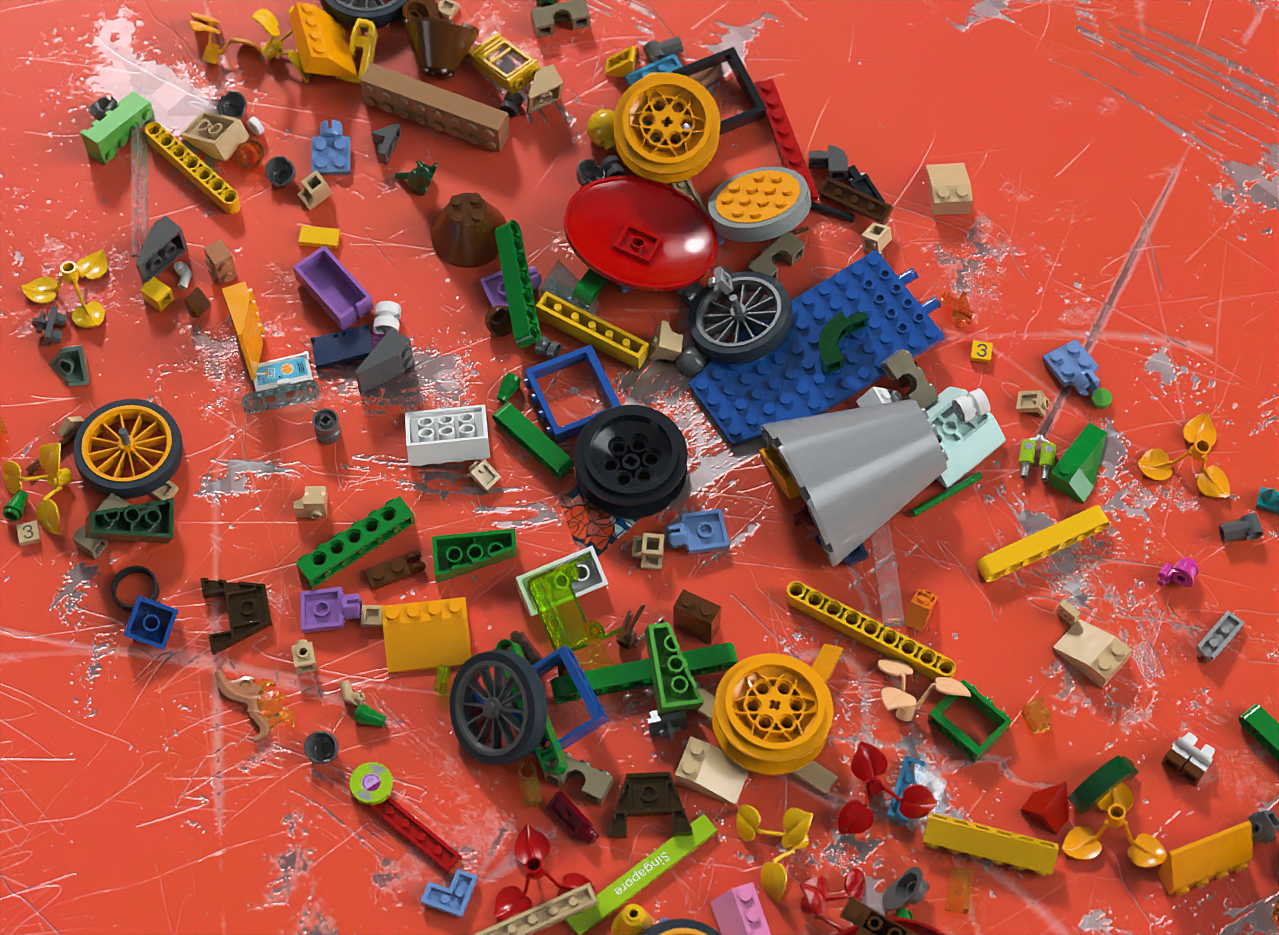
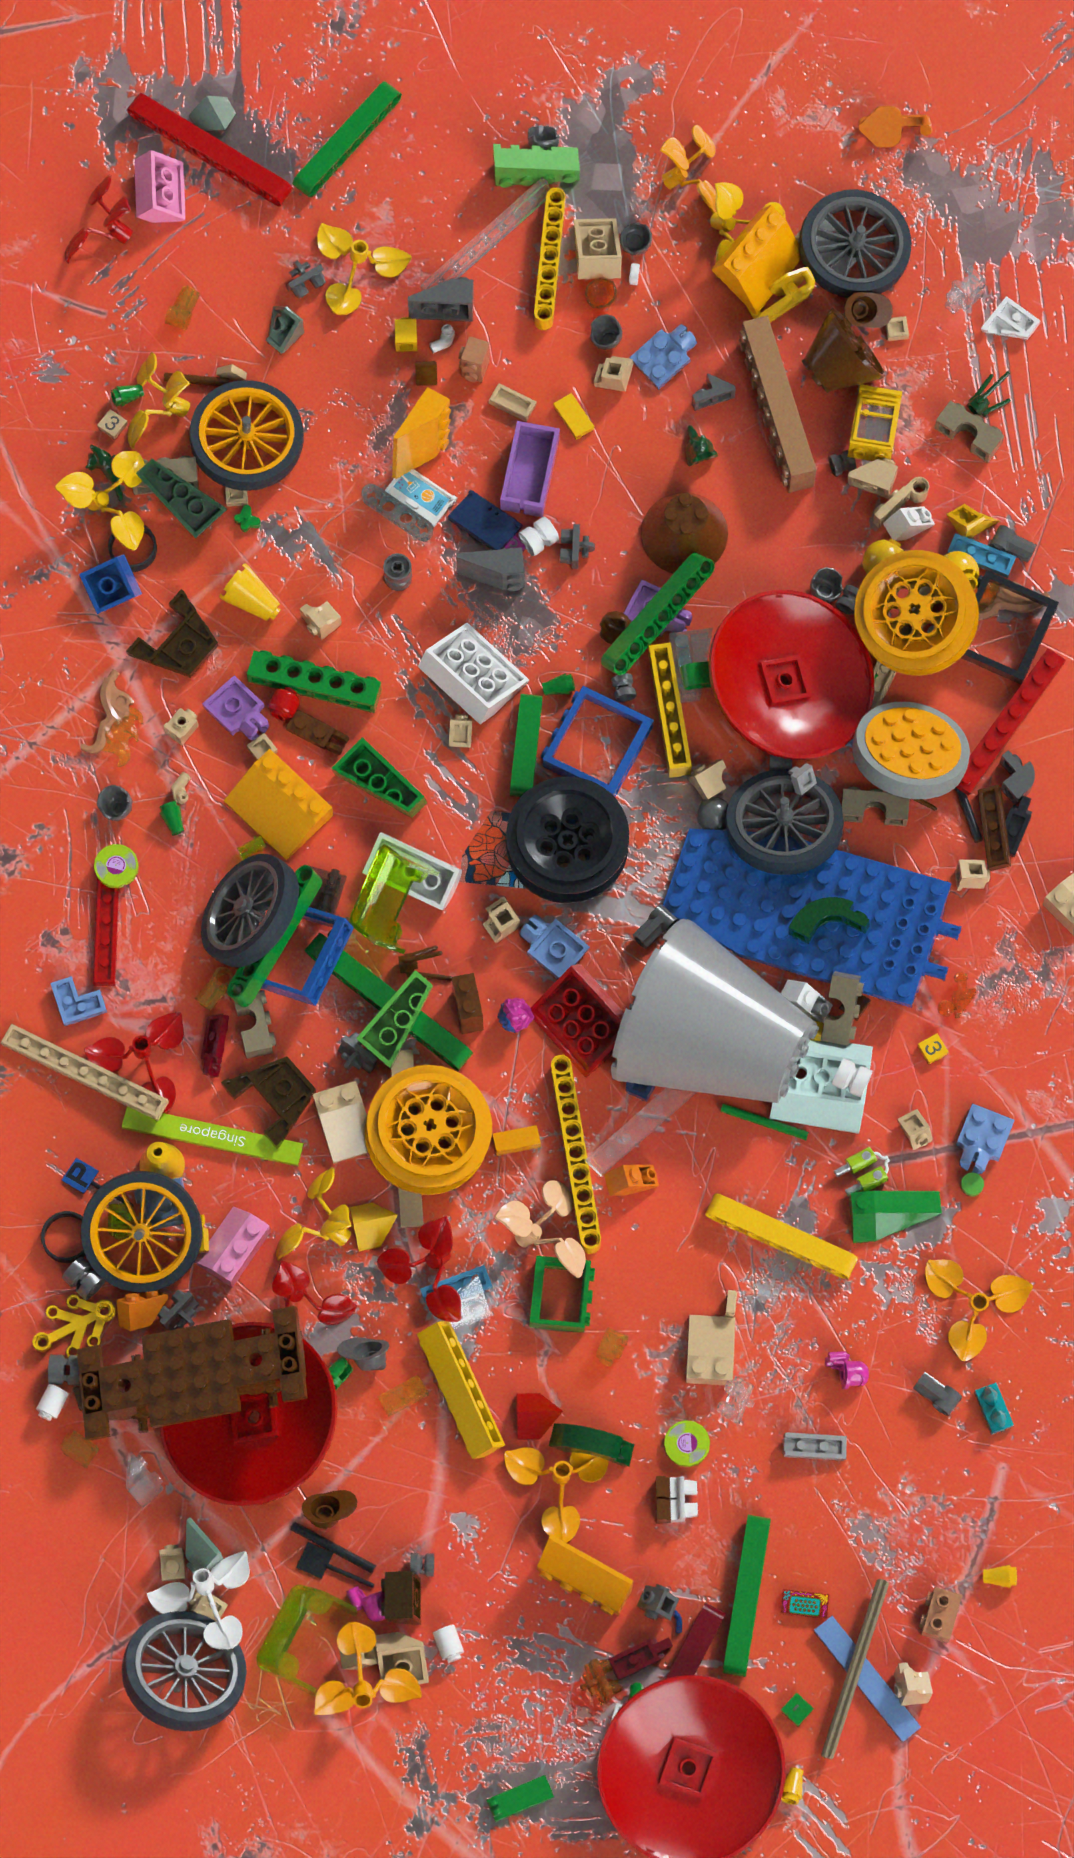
camera: 50 degrees right, 10 degrees up
(61, 583) = (78, 492): none -> yellow plant
(62, 555) = (102, 460): none -> dark green animal
(189, 498) = (246, 519): none -> green piece
(250, 534) = (251, 595): none -> yellow cone
(271, 266) = (512, 402): none -> tan tile
(353, 574) = (283, 704): none -> red head
(418, 301) = (572, 536): none -> dark grey hips
(573, 78) = (899, 498): none -> tan plate
(591, 96) = (908, 522): none -> white slope
(730, 594) = (515, 1015): none -> dark pink piece
(741, 453) = (658, 922): none -> dark grey piece
(771, 554) = (579, 1018): none -> red slope
(812, 802) = (371, 1225): none -> yellow slope
(1151, 720) = (687, 1443): none -> lime tile

